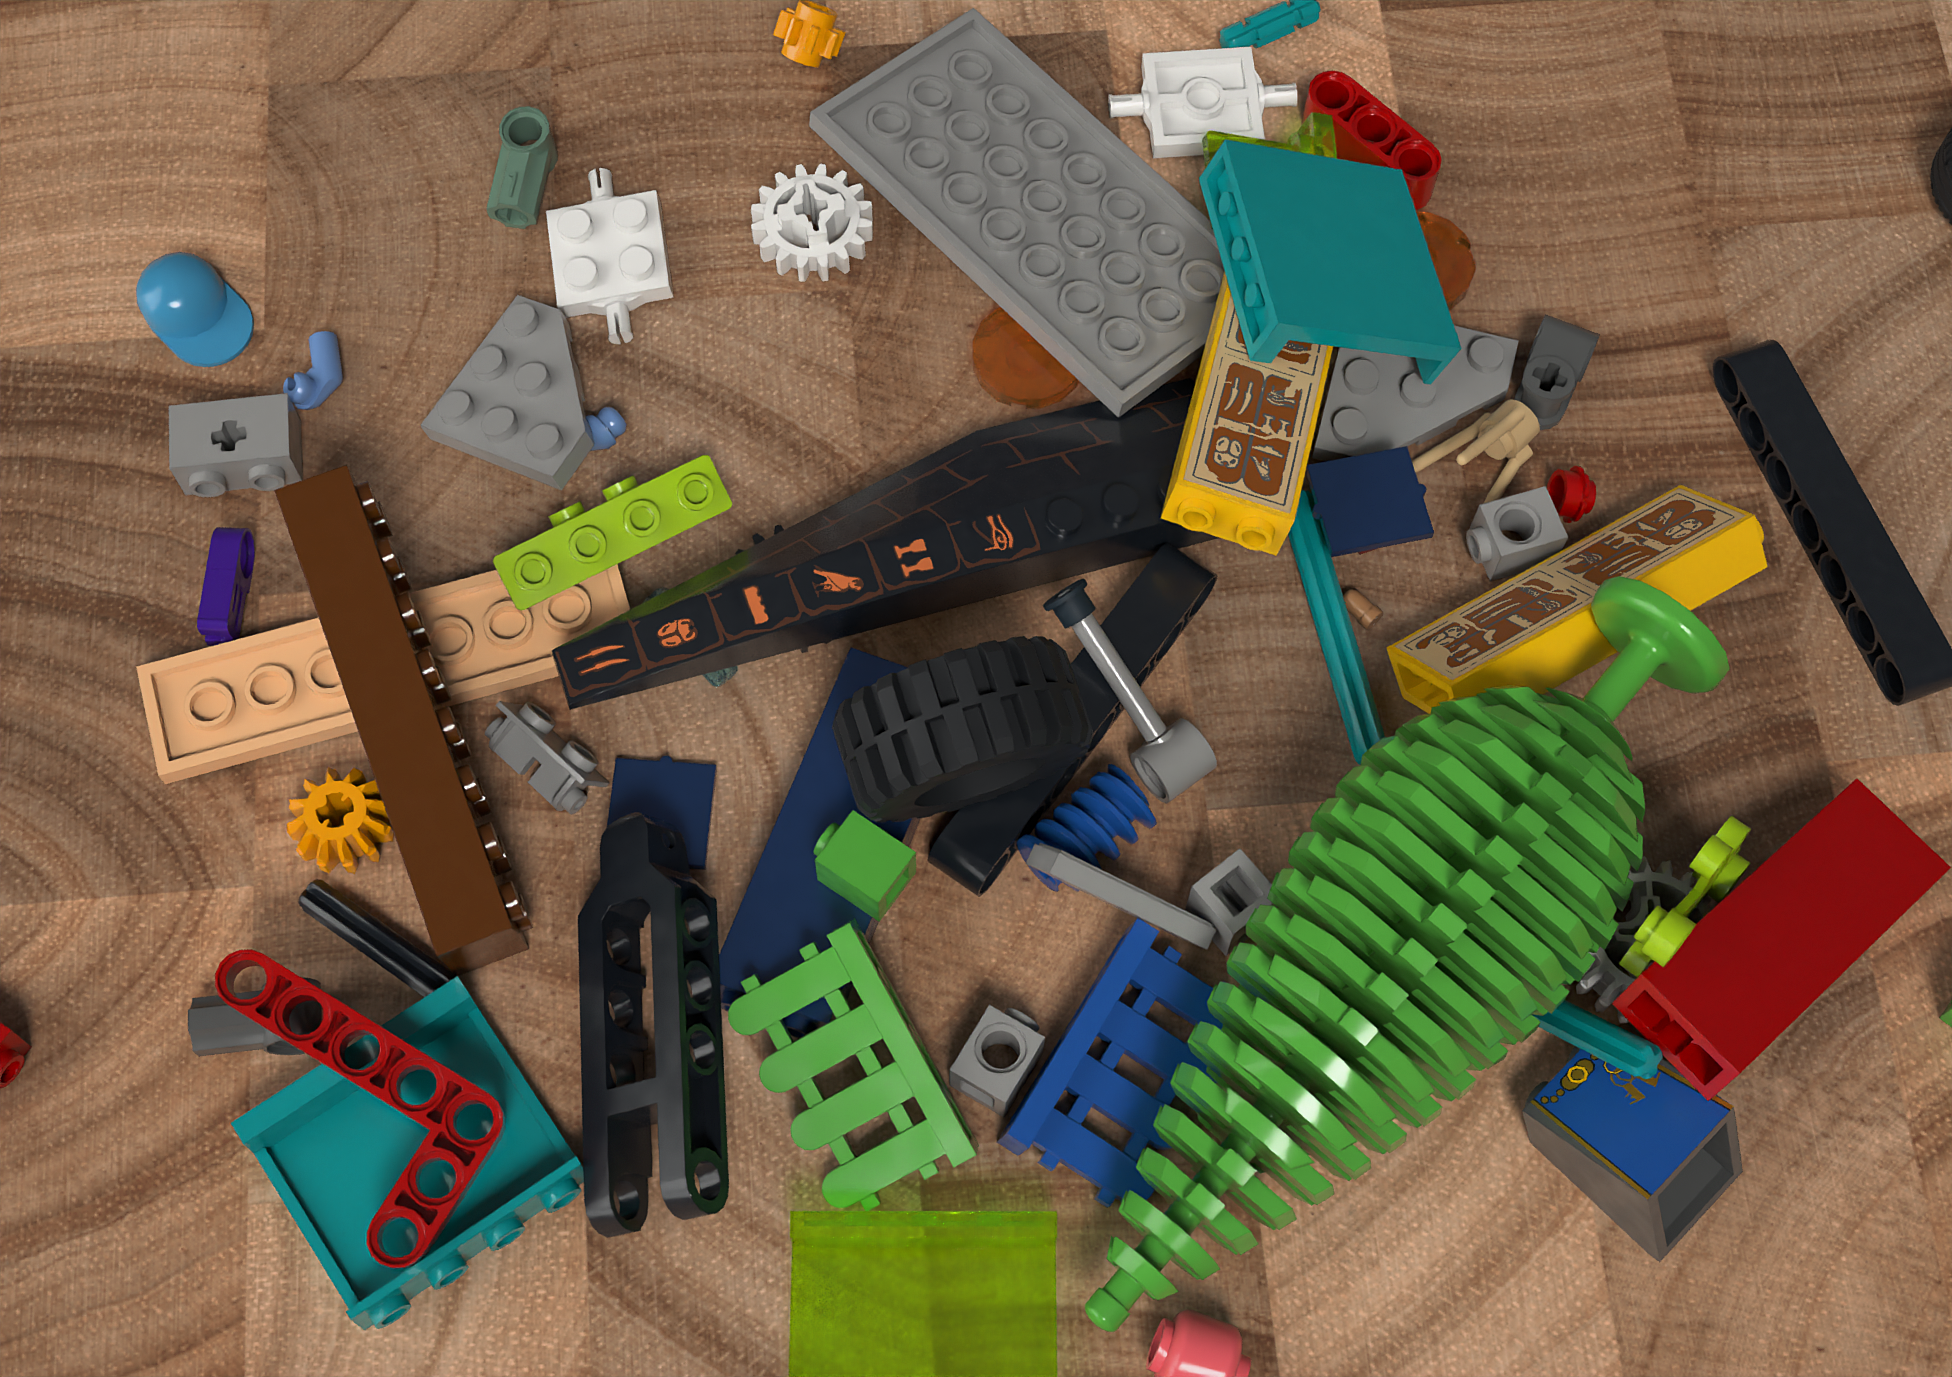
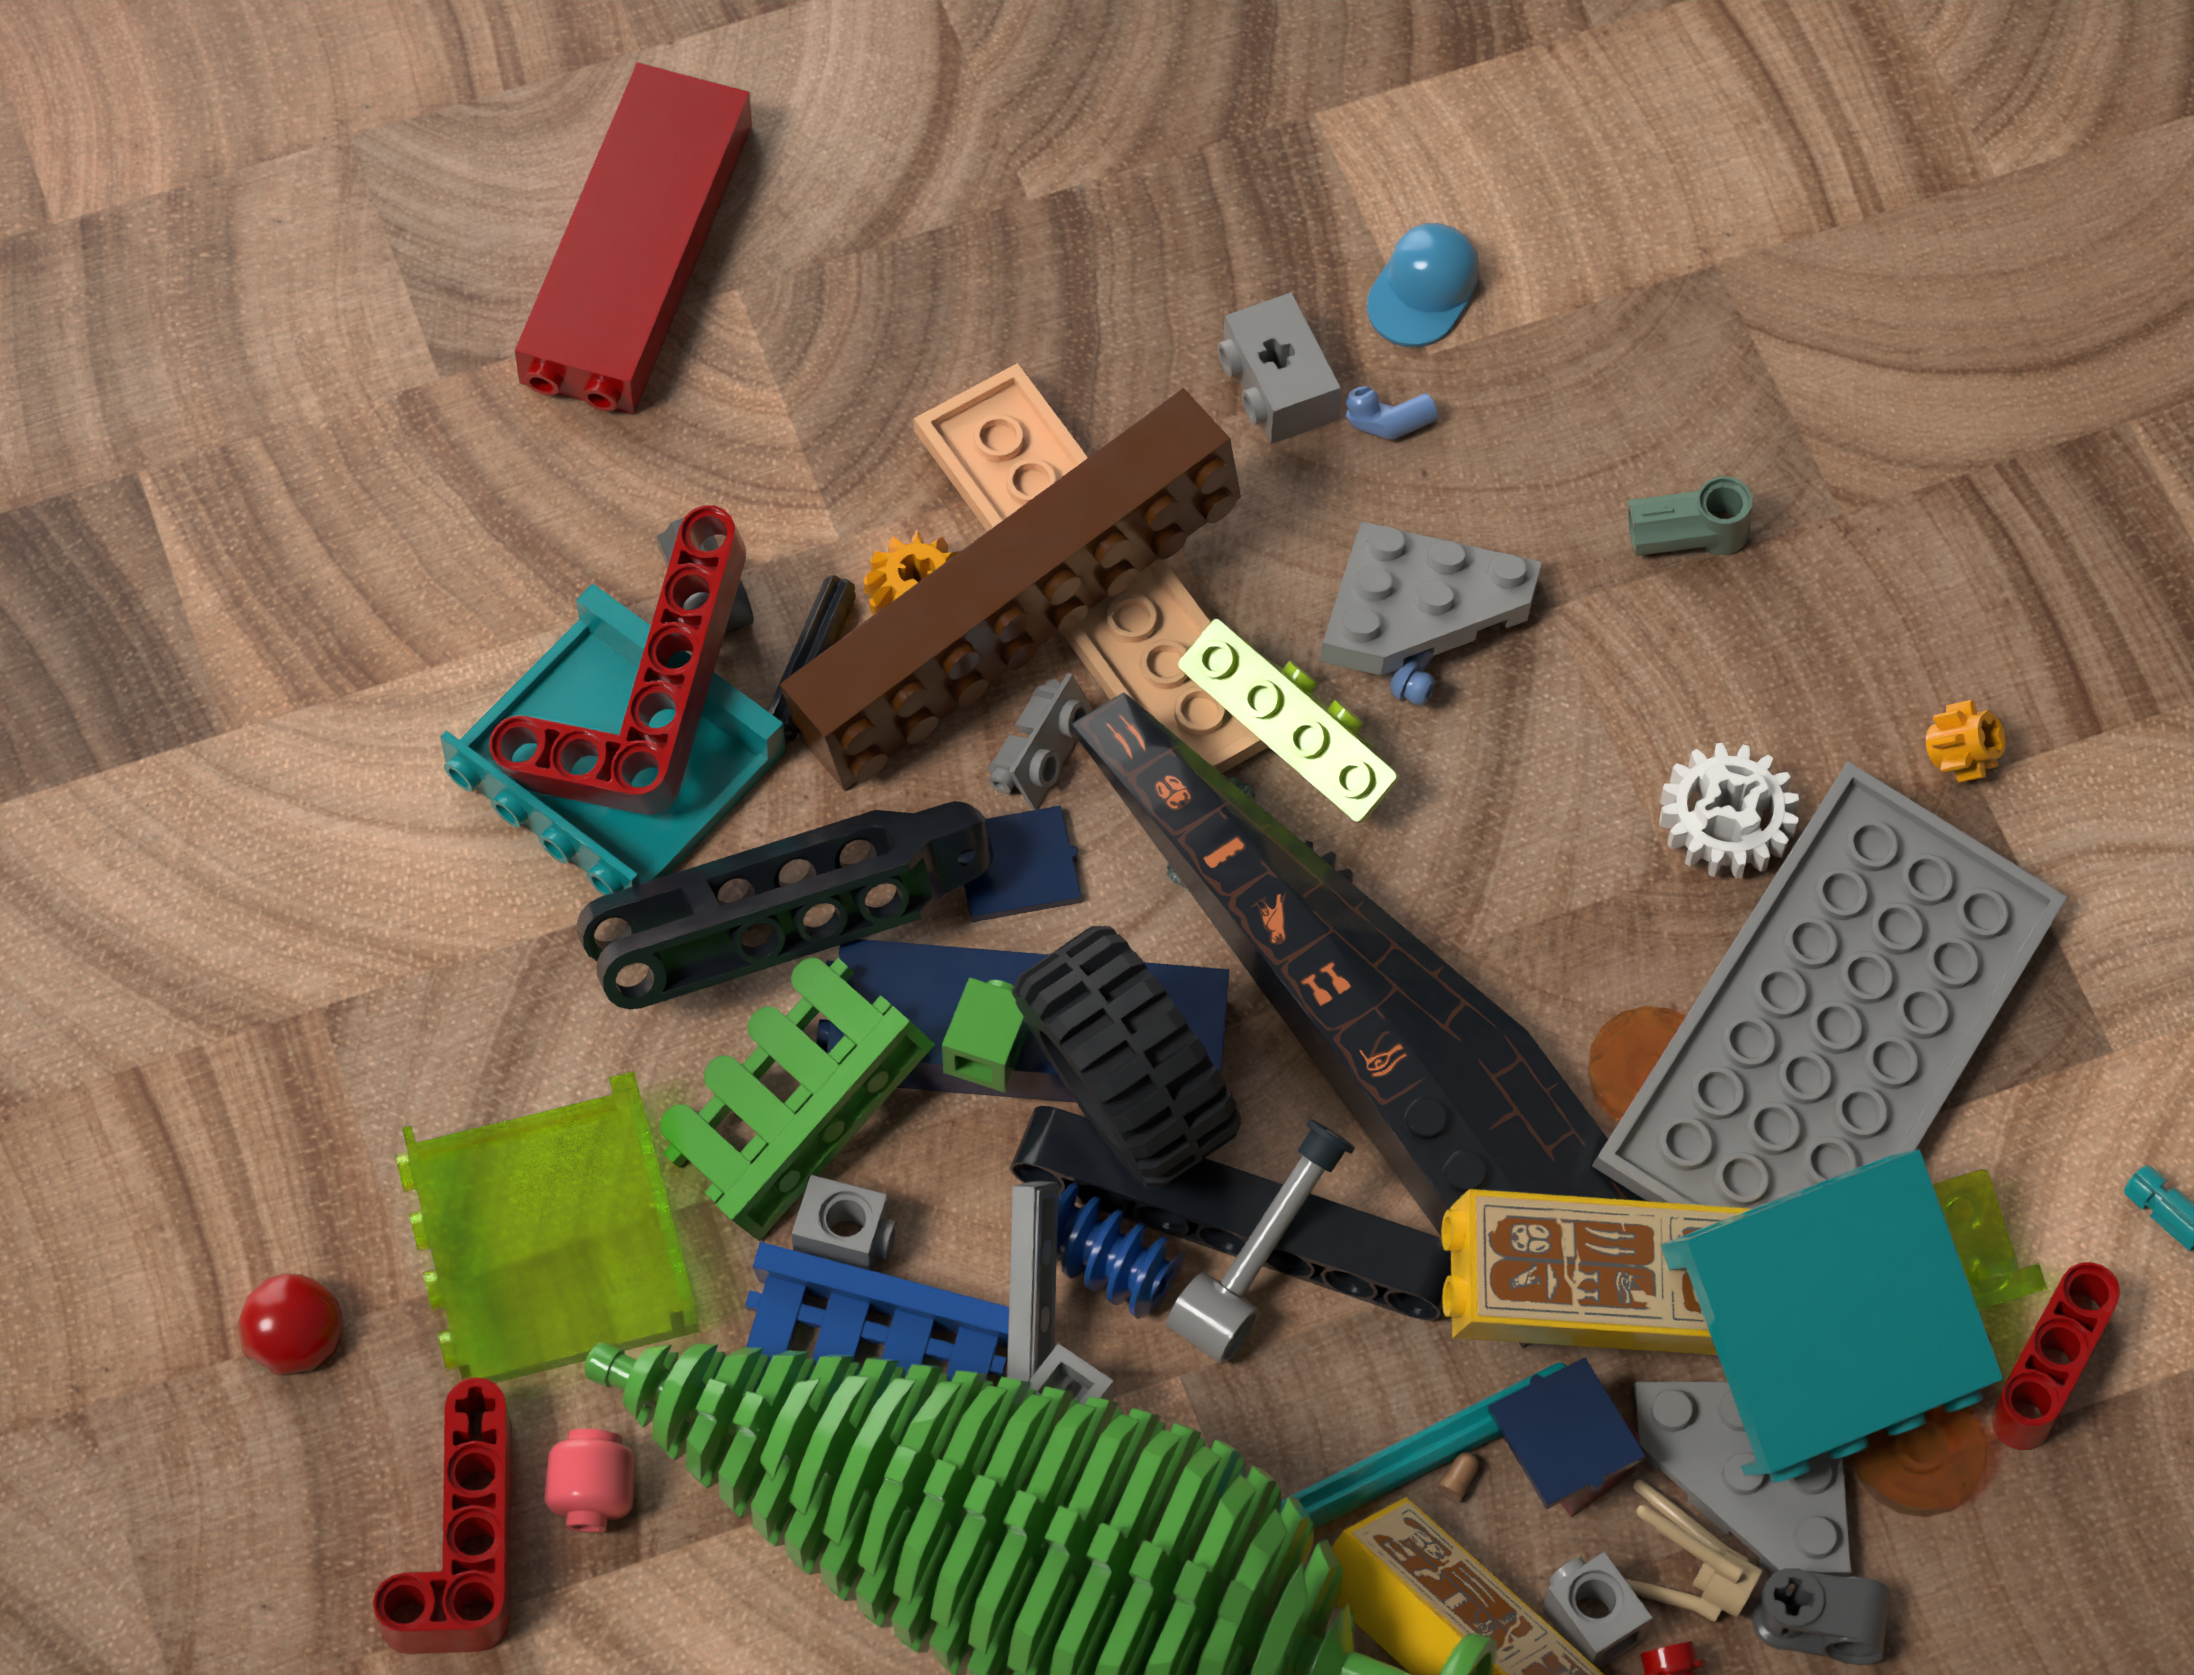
camera: 75 degrees right, 5 degrees down
(226, 584) = (1114, 409): dark purple piece -> none
(609, 255) = (1623, 633): white plate -> none
(1200, 92) = (2044, 1164): white plate -> none

